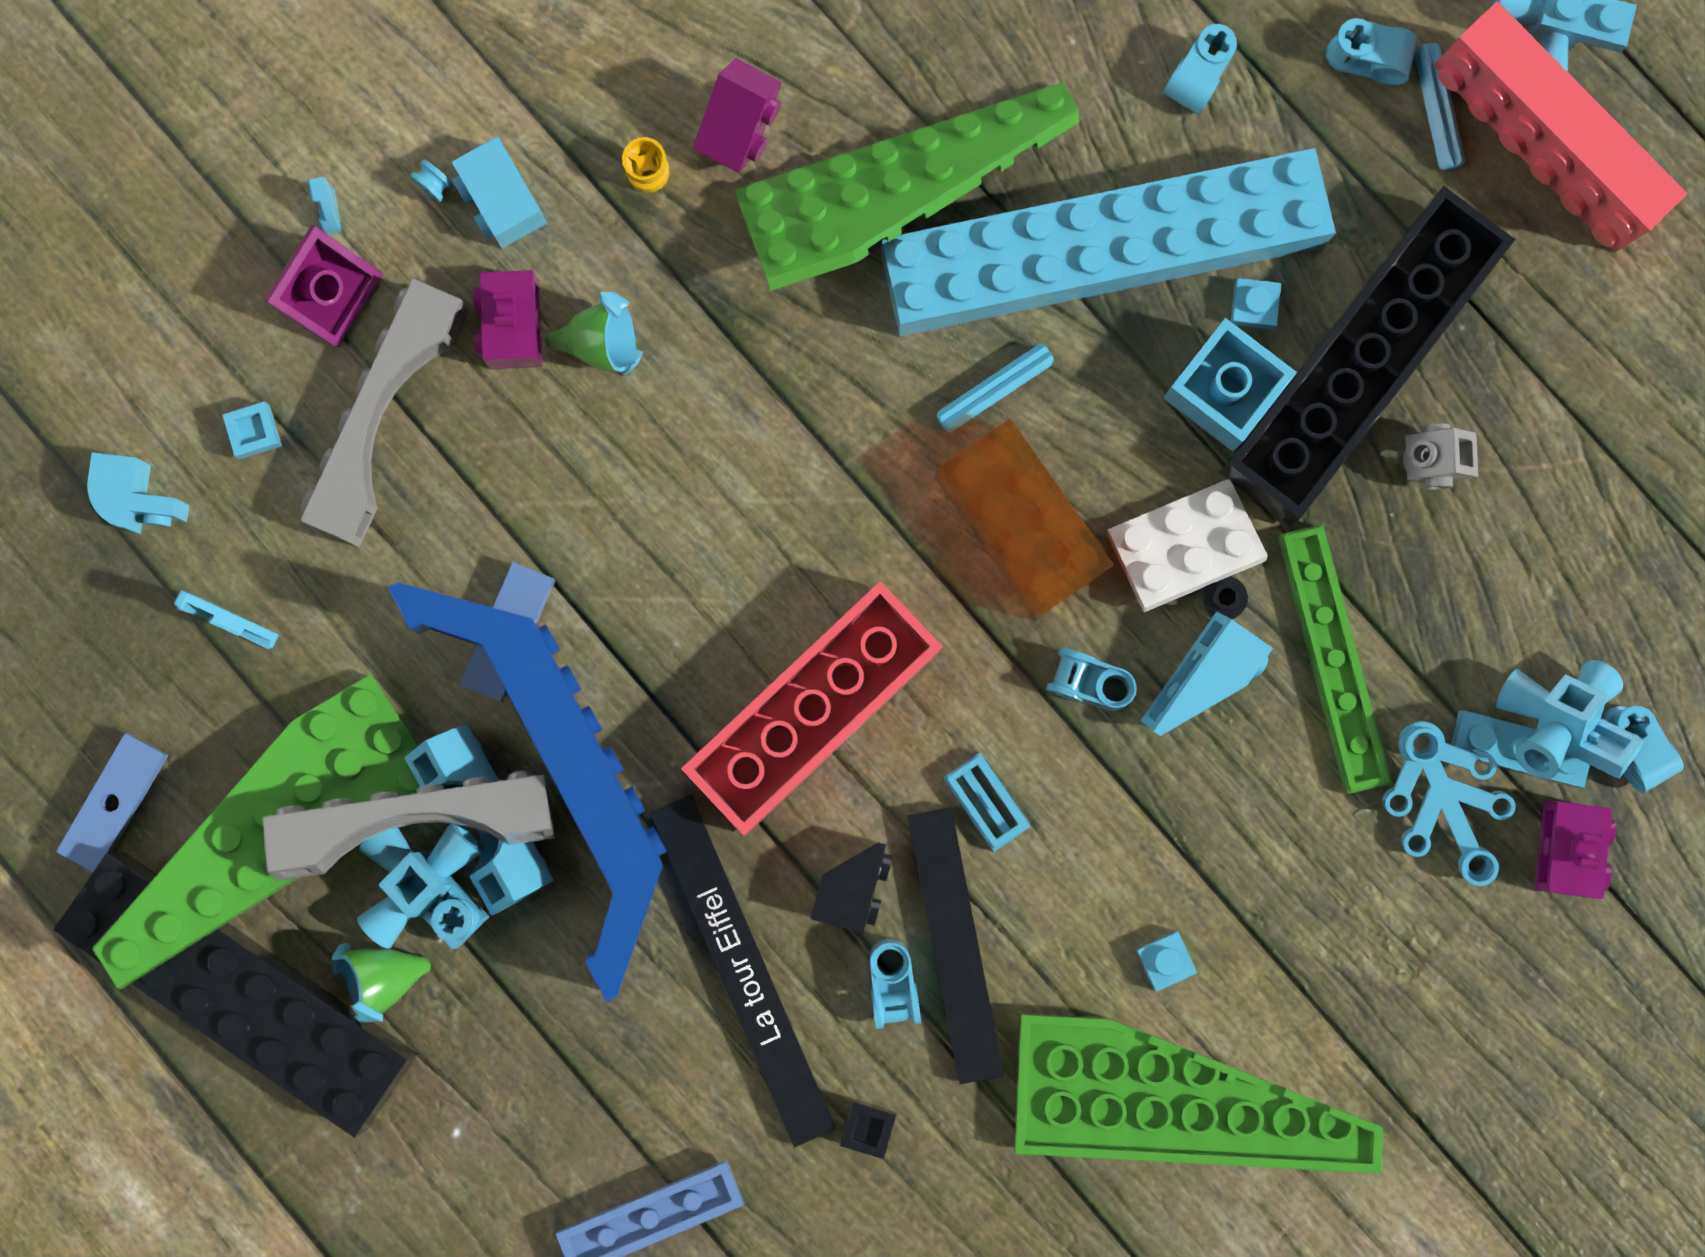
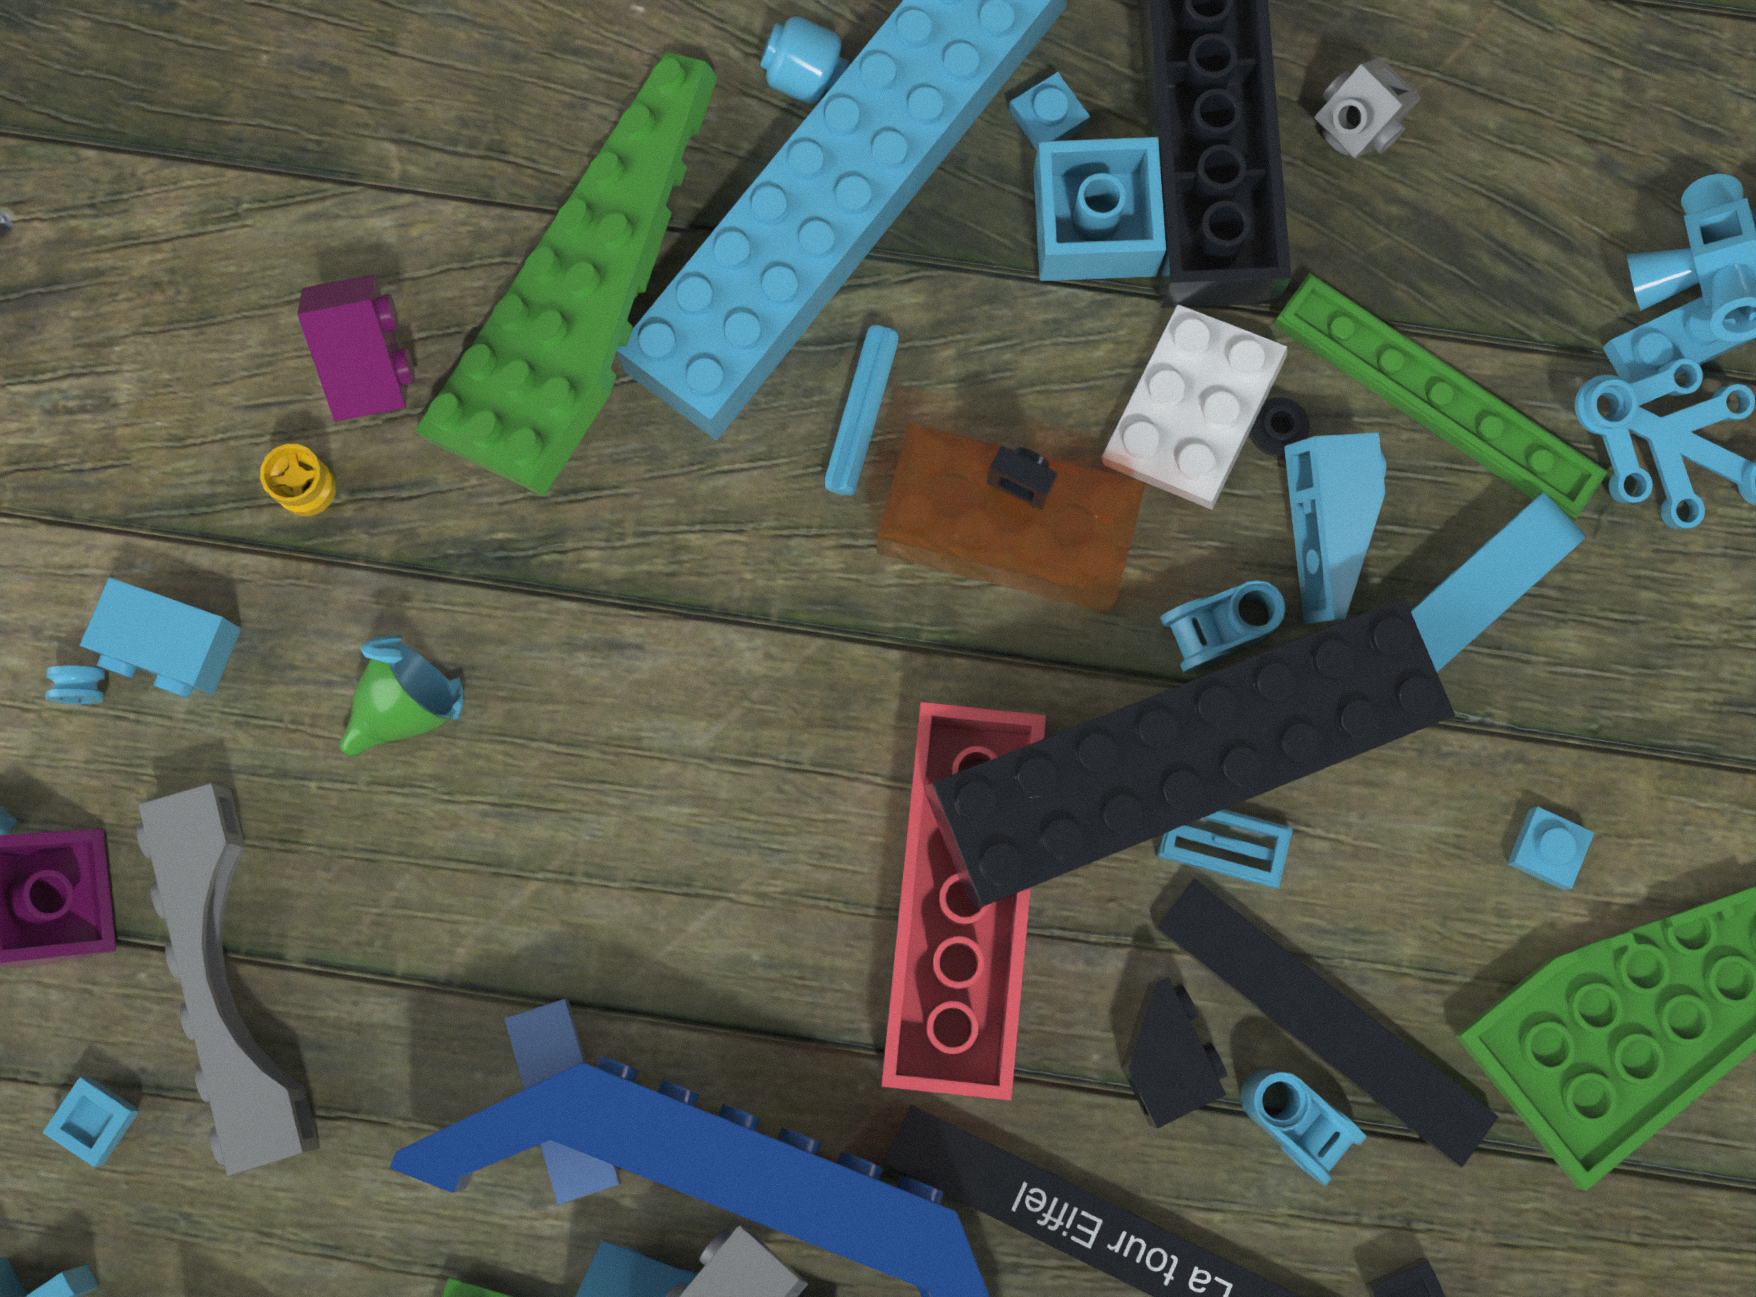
camera: 40 degrees left, 5 degrees down
(509, 319) = (283, 762): magenta brick -> none
(1002, 733) = (1187, 753): none -> black brick
(1044, 502) = (1022, 475): none -> black plate
(1137, 153) = (802, 59): none -> medium azure head
(1232, 786) = (1494, 578): none -> medium azure beam

